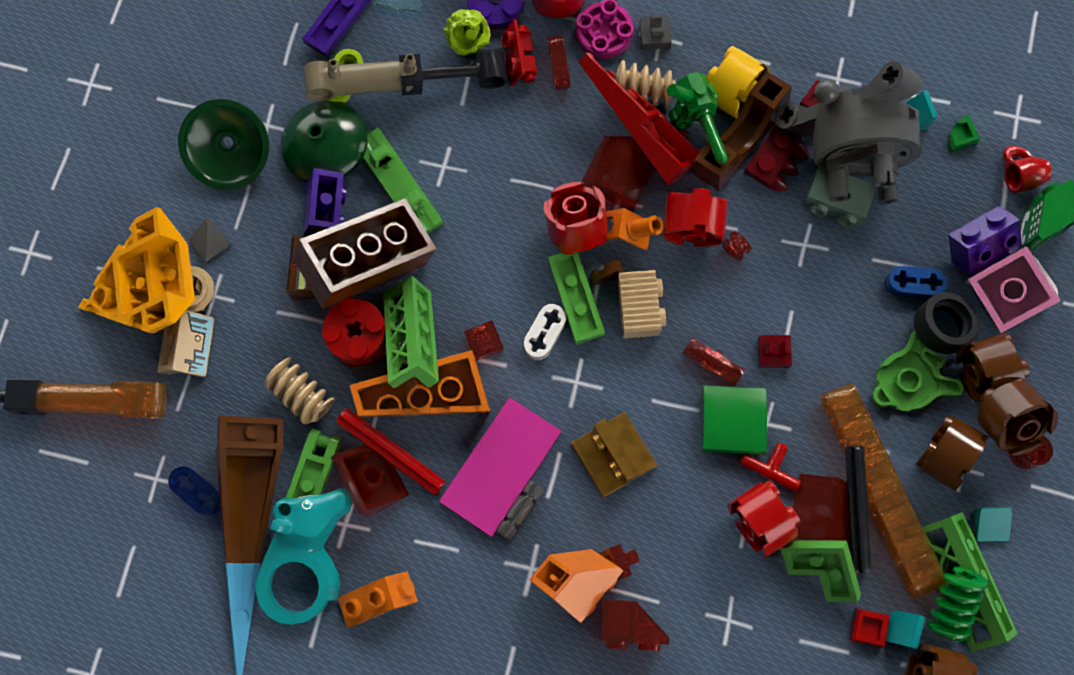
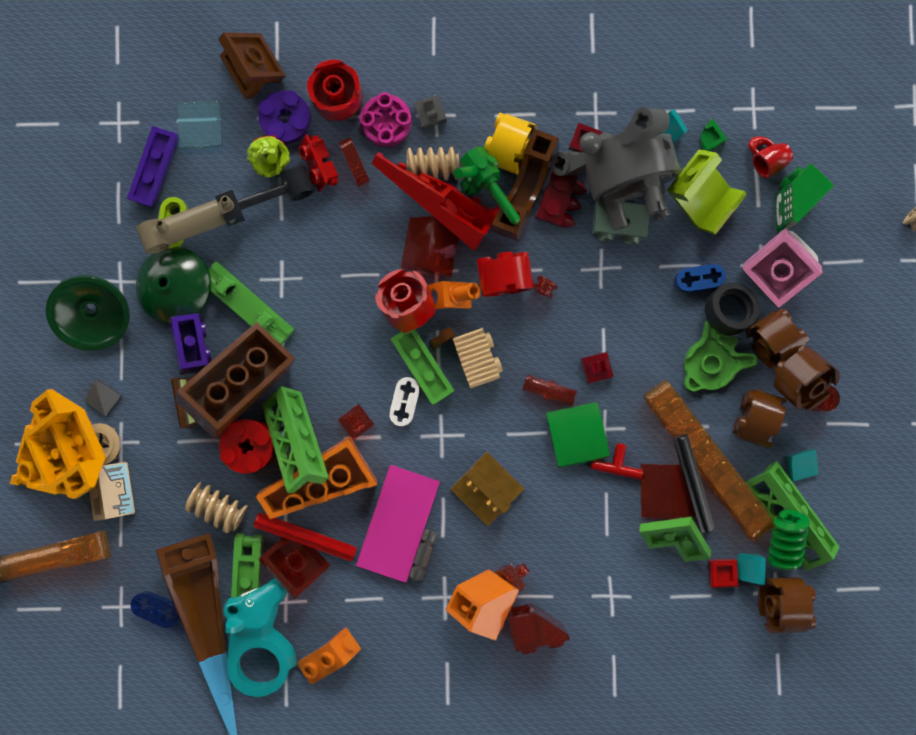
camera: 15 degrees left, 10 degrees up
(764, 518) = (621, 513): red brick -> none
(941, 187) = (704, 193): none -> lime panel
(985, 240) = (749, 229): dark purple brick -> none

